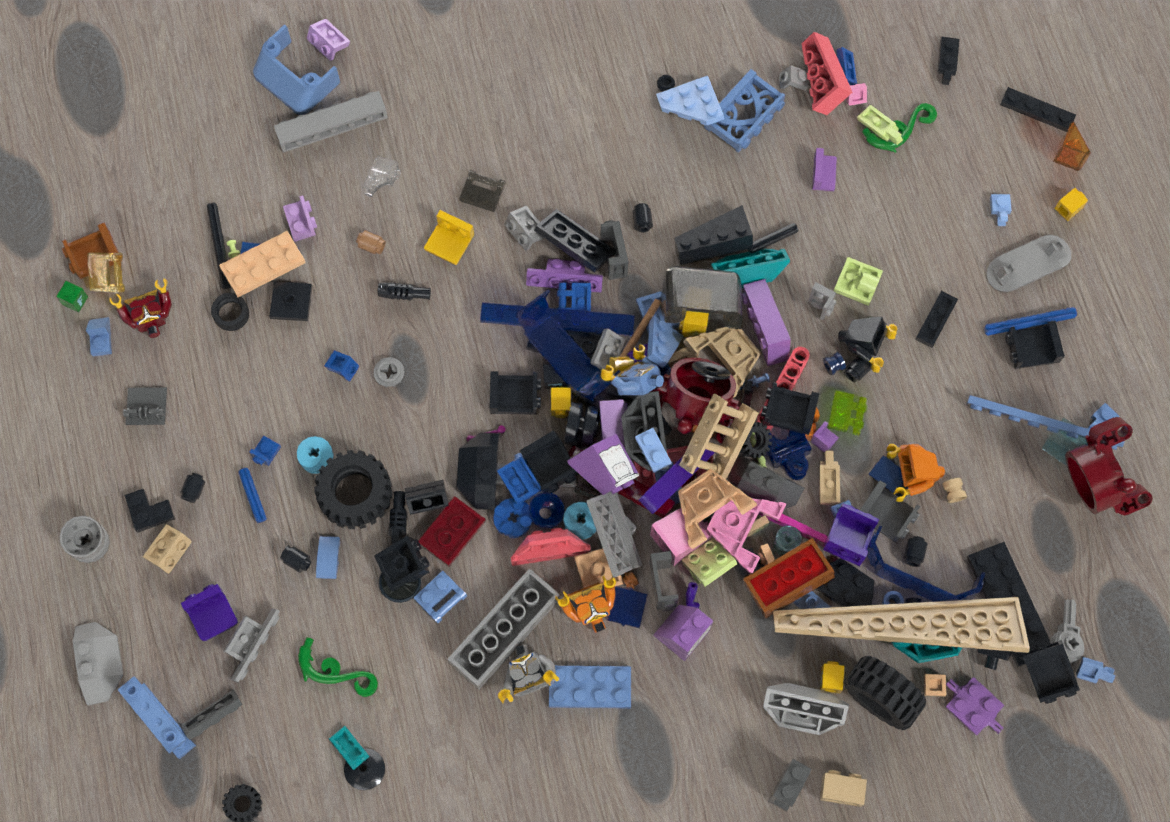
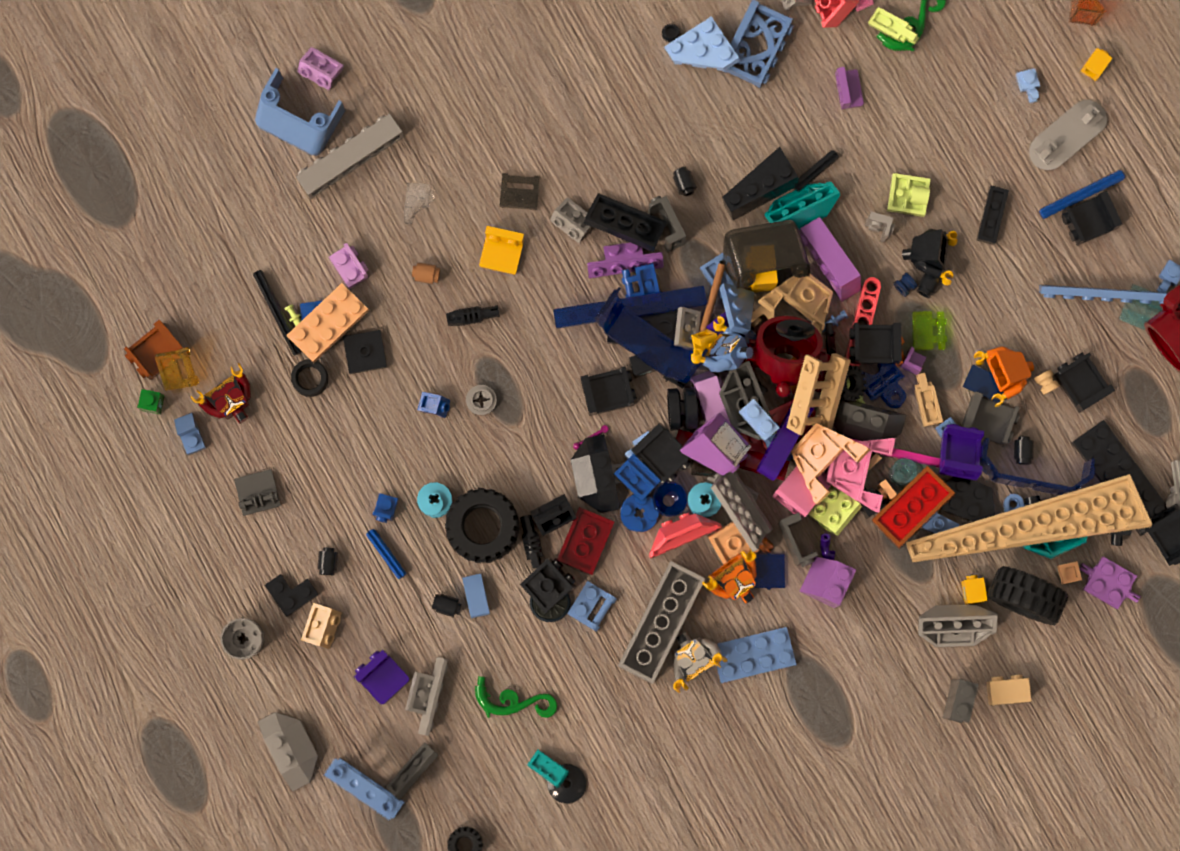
camera: 15 degrees left, 10 degrees up
(560, 402) = (654, 389): yellow brick -> none
(991, 499) = (1082, 382): none -> black panel

